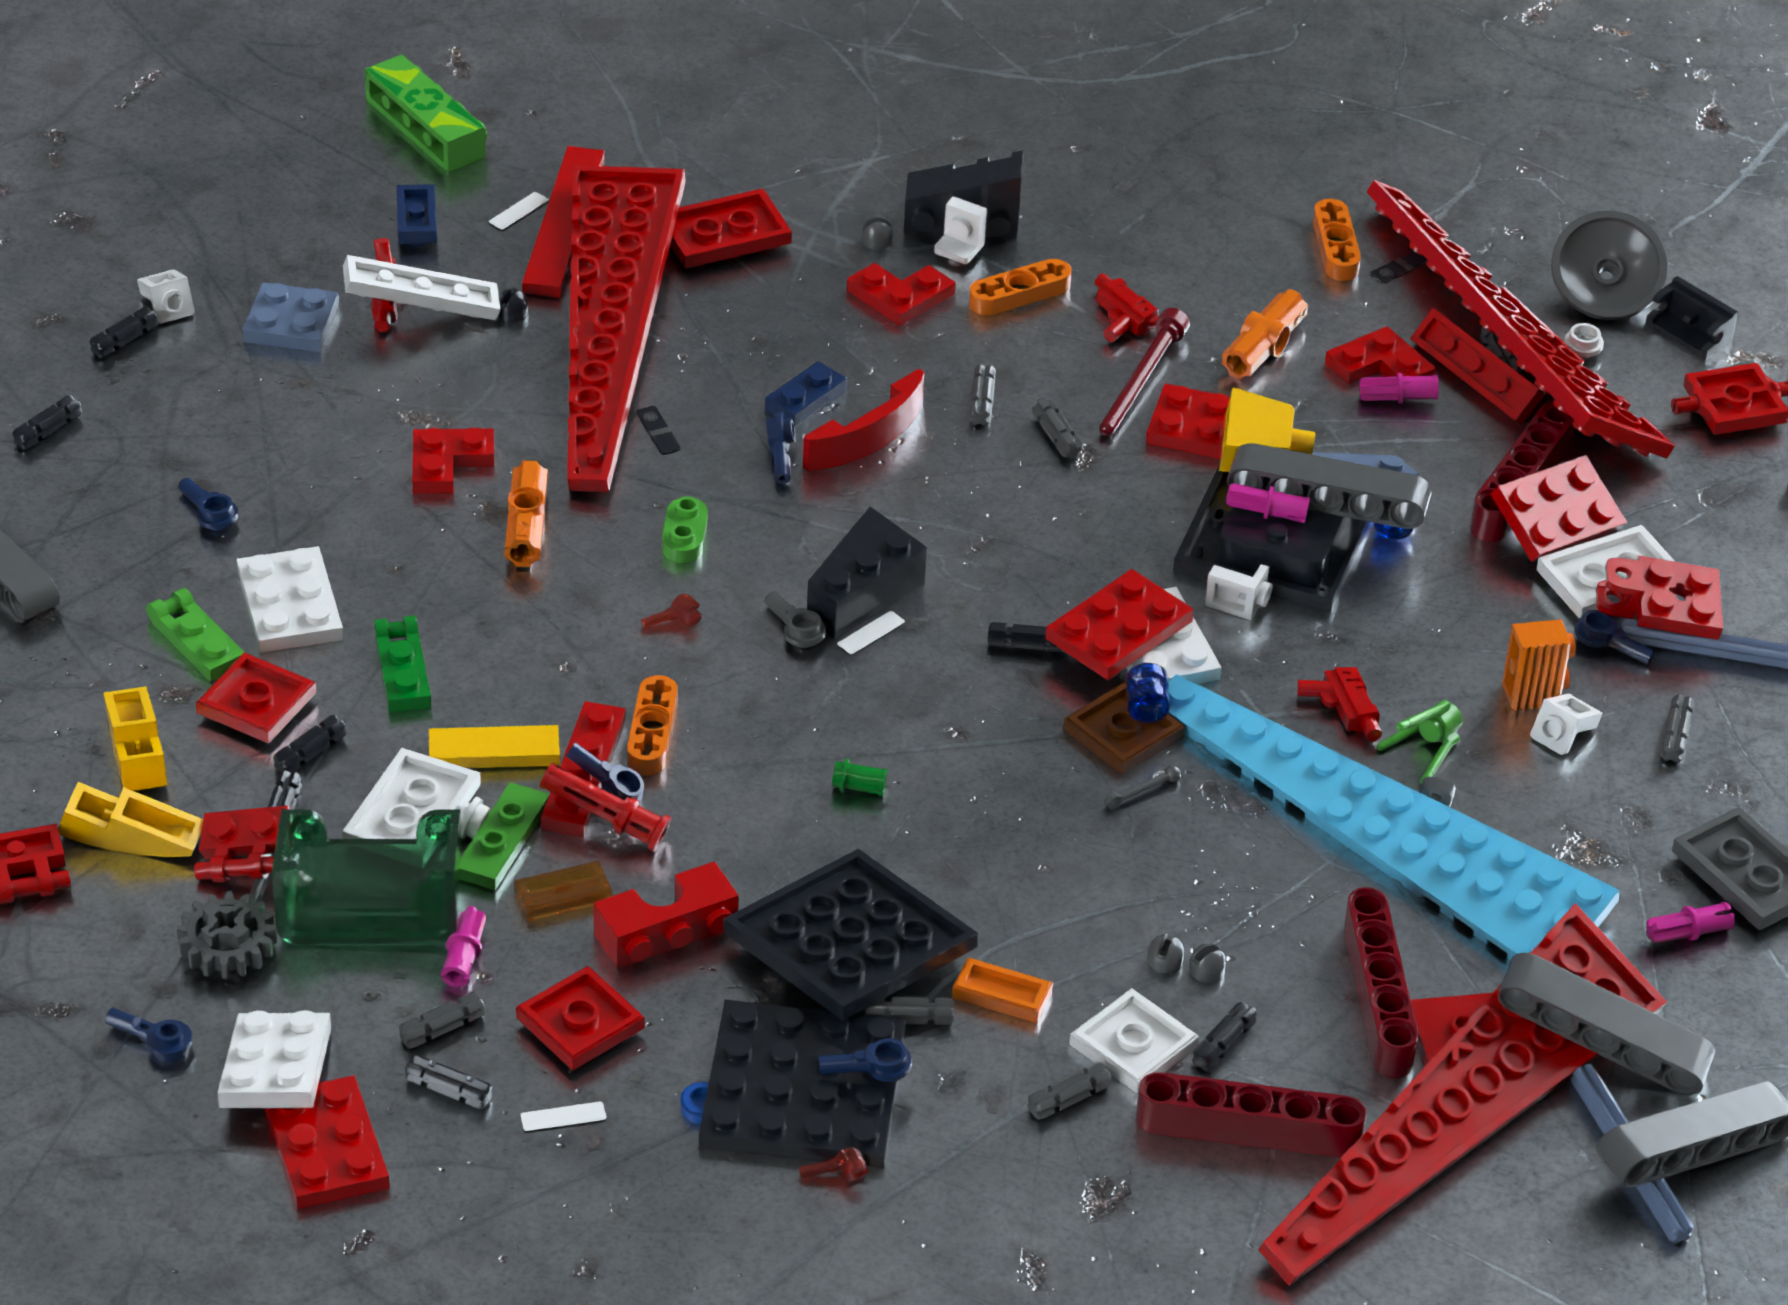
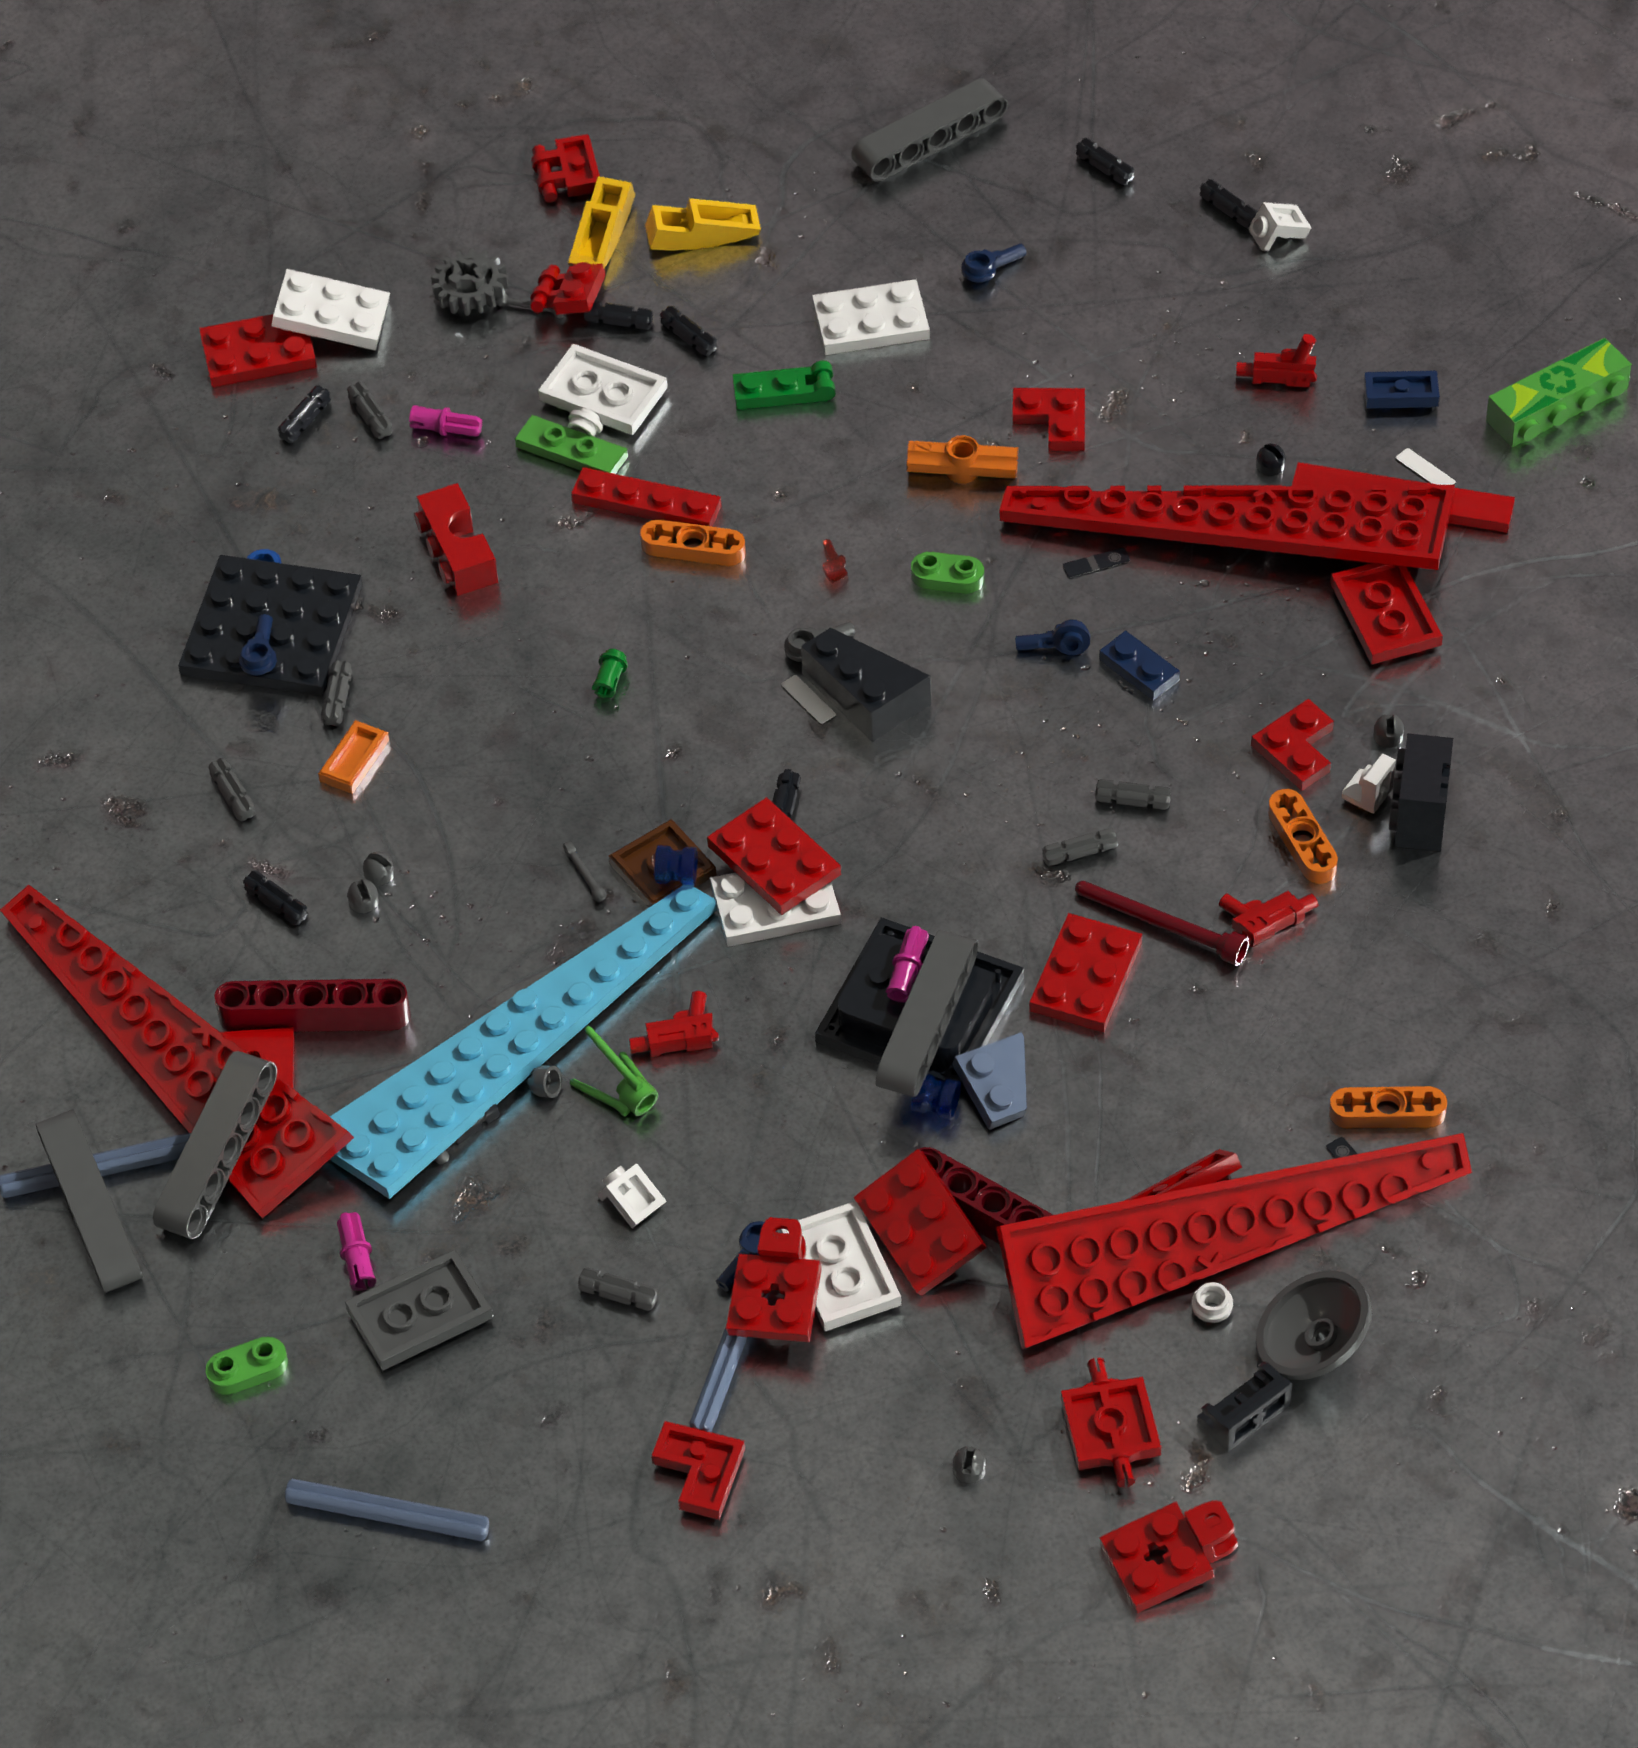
camera: 100 degrees right, 10 degrees up
(166, 1040) = (374, 257): dark blue plate -> none
(194, 634) = (829, 261): bright green plate -> none
(256, 697) = (743, 295): red plate -> none
(290, 317) = (1253, 311): sand blue plate -> none
(366, 887) = (510, 344): clear green windscreen -> none
(421, 287) = (1264, 379): white plate -> none
(496, 746) = (676, 442): yellow tile -> none
(563, 896) = (510, 505): clear orange tile -> none
(563, 1116) = (266, 485): white sticker -> none
(580, 1017) = (356, 488): red plate -> none
(614, 779) = (612, 516): dark blue plate -> none
(623, 814) = (569, 512): red pin -> none
(839, 445) = (1108, 729): red slope -> none
(848, 1161) = (176, 643): clear red hand -> none
(850, 933) = (412, 649): black plate -> none
(1134, 1039) = (284, 839): white tile -> none
(1237, 592) = (825, 959): white bracket -> none
(1249, 1114) = (176, 898): dark red beam -> none
(1262, 422) = (1031, 980): yellow torso -> none
(1264, 334) = (1218, 1022): orange piece -> none
(1377, 352) = (1195, 1123): red plate -> none
(1399, 388) = (1132, 1128): dark pink axle -> none
(1537, 663) = (684, 1163): orange brick -> none

